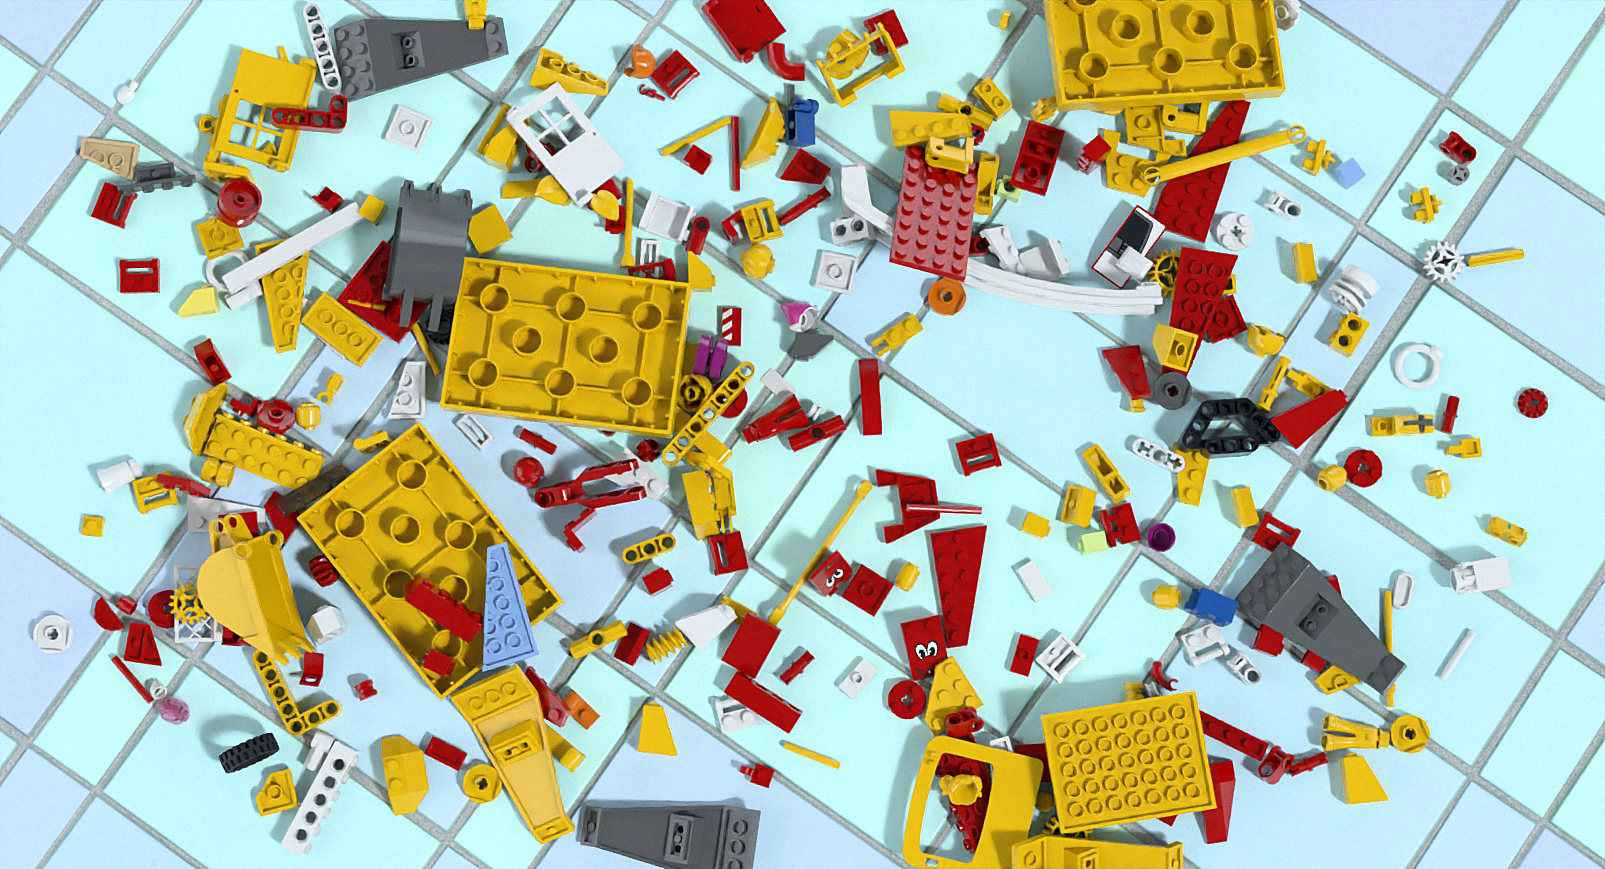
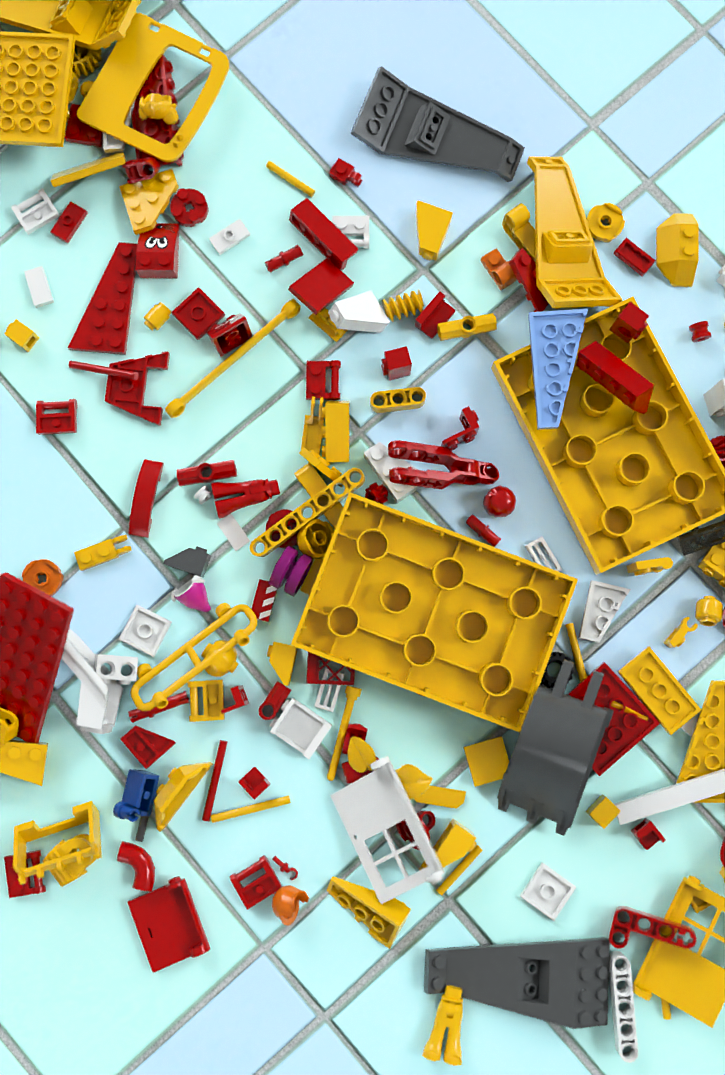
camera: 160 degrees left, 0 degrees up
(823, 233) = (146, 673): none -> yellow bar
(1016, 710) = (88, 169): none -> yellow tile

